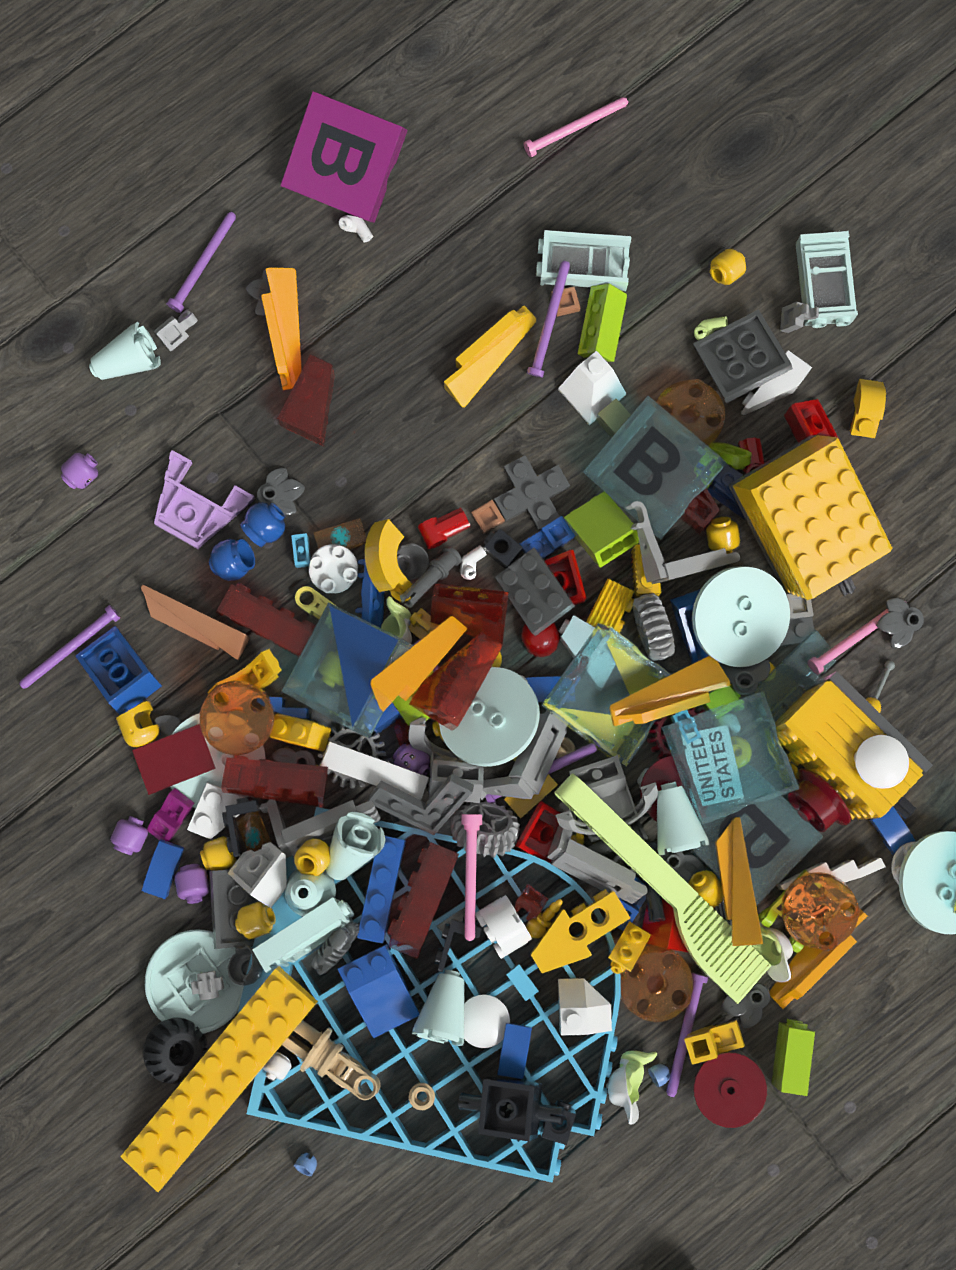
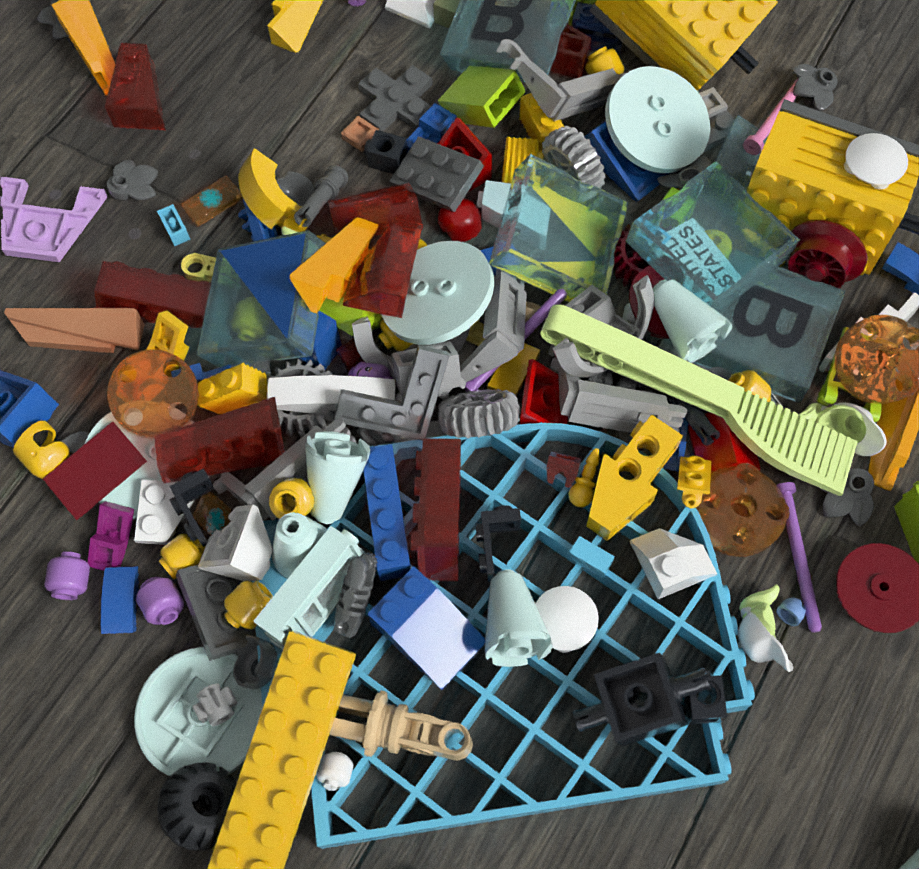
camera: 20 degrees left, 15 degrees down
(232, 559) = (95, 247): blue piece -> none
(263, 523) = (123, 207): blue piece -> none
(333, 568) = (213, 228): white dish -> none
(418, 1104) = (527, 724): tan plate -> none
(438, 530) = (313, 159): red piece -> none
(468, 563) = (357, 176): white arm -> none
(471, 825) = (461, 396): bright pink piece -> none
(503, 926) = (544, 496): white brick -> none
(514, 1050) = (615, 633): blue slope -> none
(671, 694) = (619, 210): light orange wedge -> none
(712, 1040) = (836, 544): yellow brick -> none
(737, 886) = (785, 365): light orange wedge -> none

